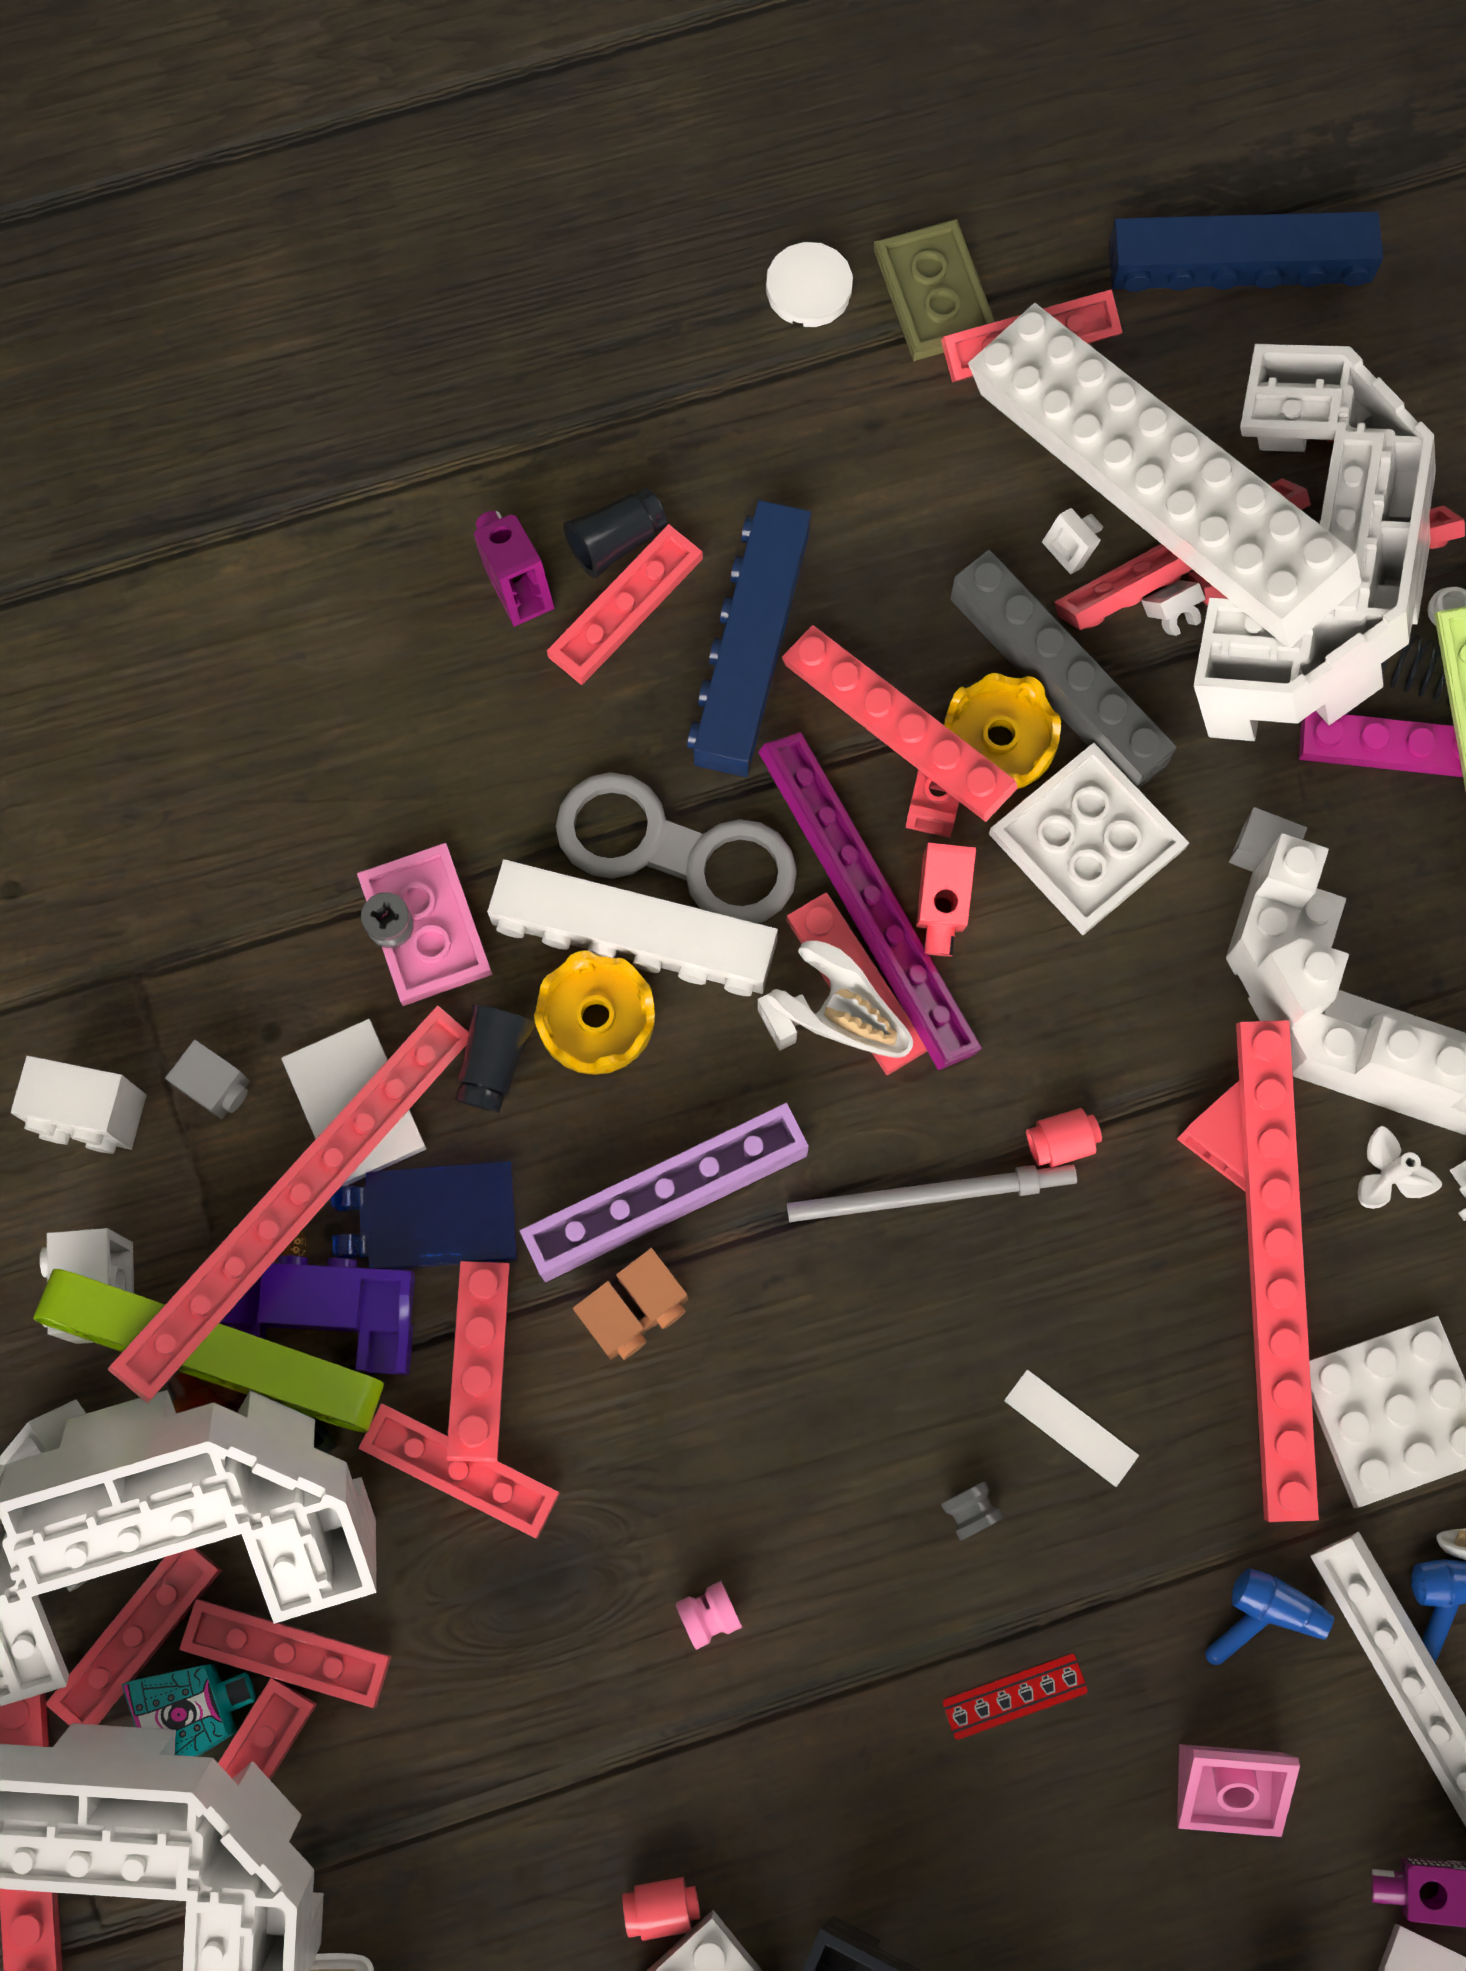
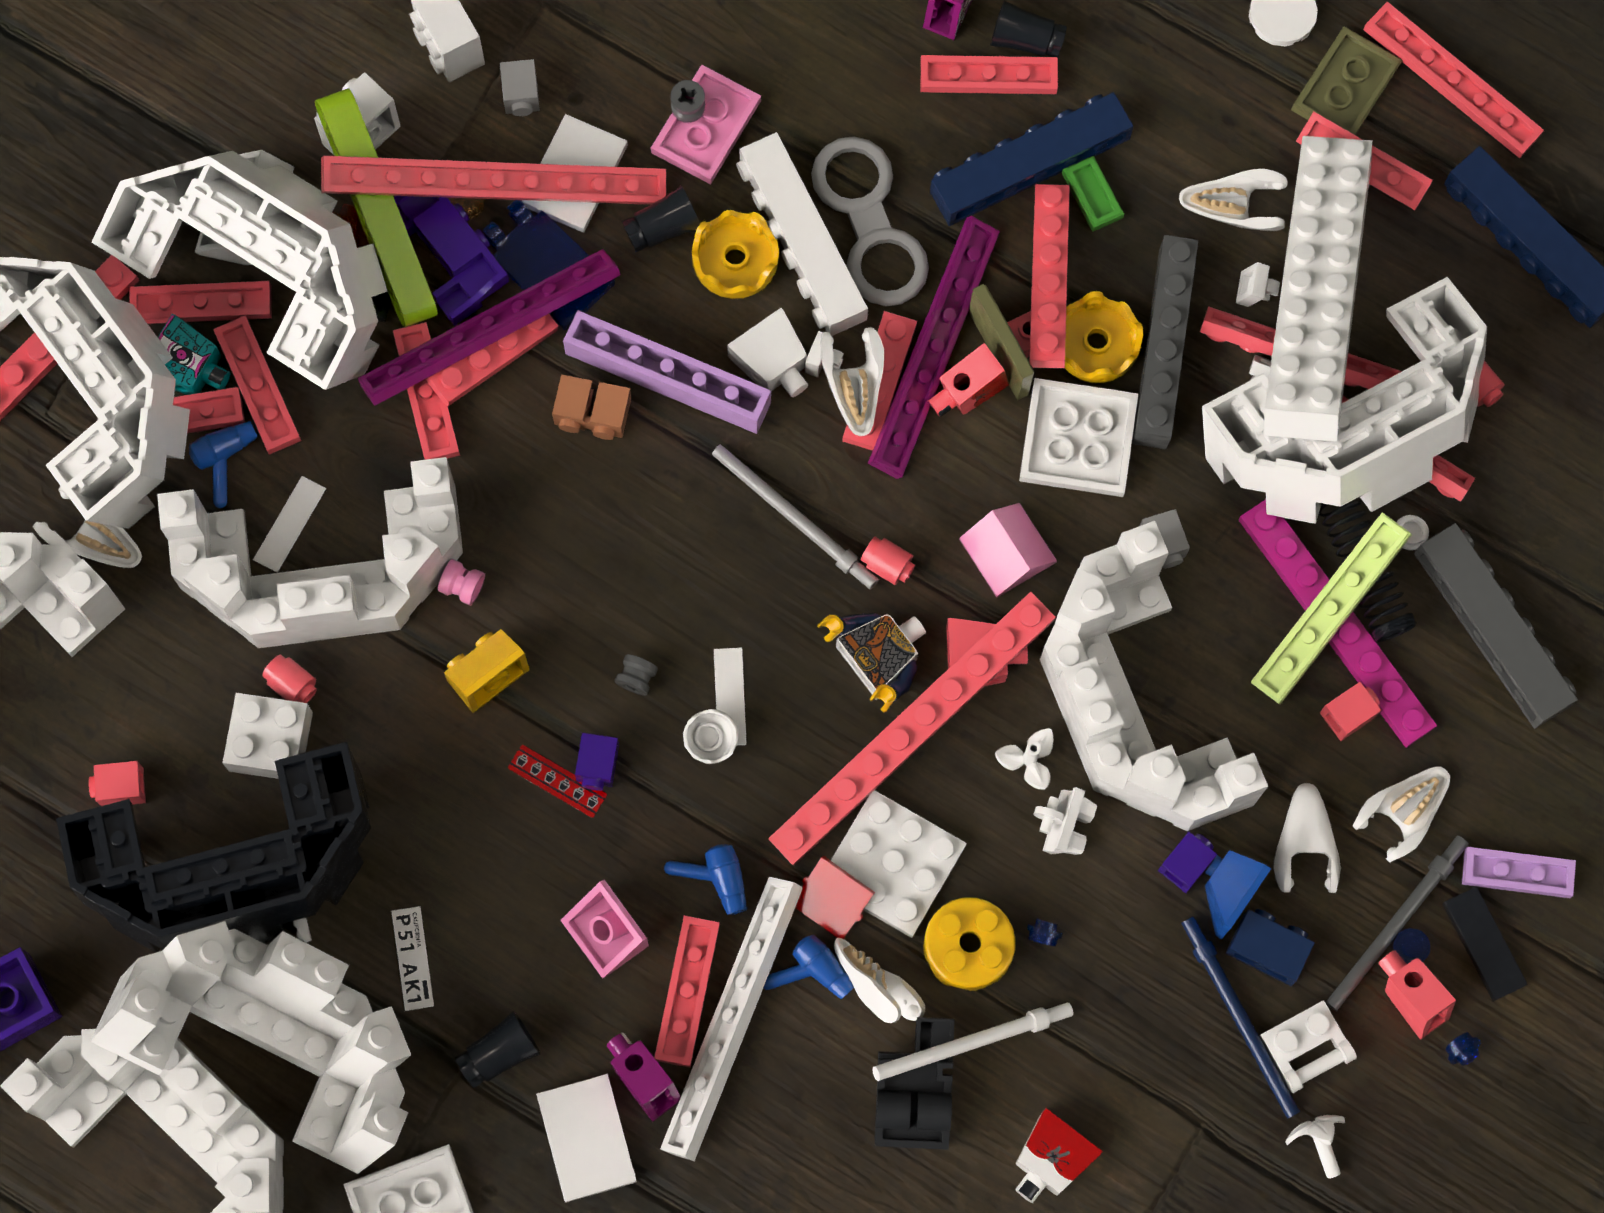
camera: 45 degrees right, 0 degrees up
(320, 1768) = (215, 450): none -> blue piece
(449, 1345) = (488, 327): none -> magenta tile
(463, 1892) = (324, 602): none -> white brick
(474, 1750) = (289, 524): none -> white sticker
(737, 1068) = (771, 354): none -> white torso
(833, 1674) = (486, 669): none -> yellow slope
(838, 611) = (1093, 193): none -> bright green tile
(920, 822) = (1001, 341): none -> olive tile
(958, 493) = (1228, 198): none -> white animal
(1018, 191) = (1453, 80): none -> coral plate
(1036, 1637) = (596, 761): none -> dark purple brick
(1109, 1488) = (710, 736): none -> white hair
(1148, 1008) = (1007, 548): none -> bright pink slope
(1161, 1232) = (878, 651): none -> torso
(1374, 1757) = (687, 991): none -> coral plate
(1392, 1506) = (833, 898): none -> piece

